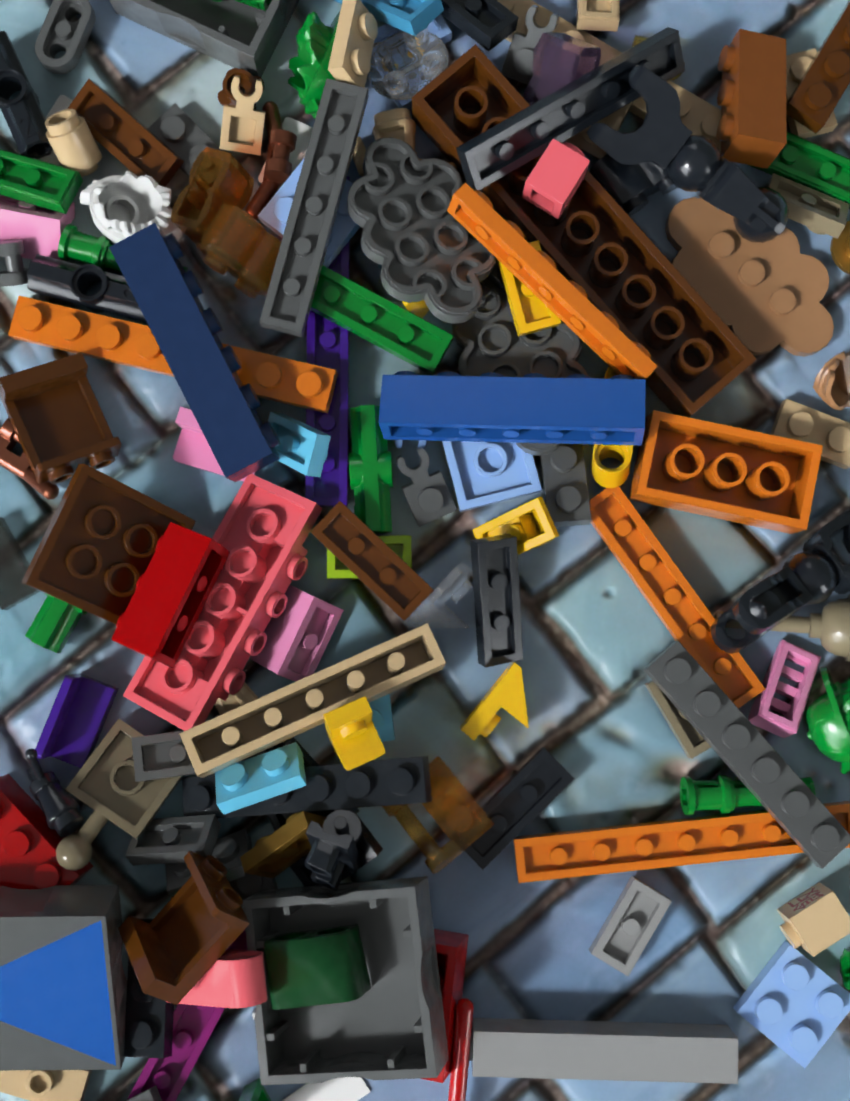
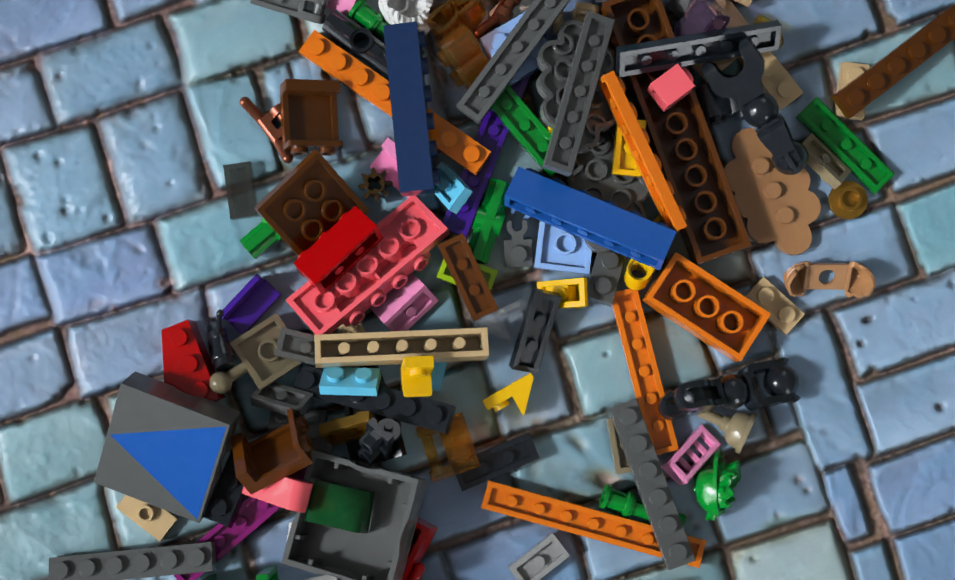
camera: 20 degrees right, 0 degrees up
(187, 470) = (375, 177): none -> dark brown gear
(428, 238) = (578, 94): none -> dark grey plate
(752, 99) = (814, 82): dark orange brick -> none

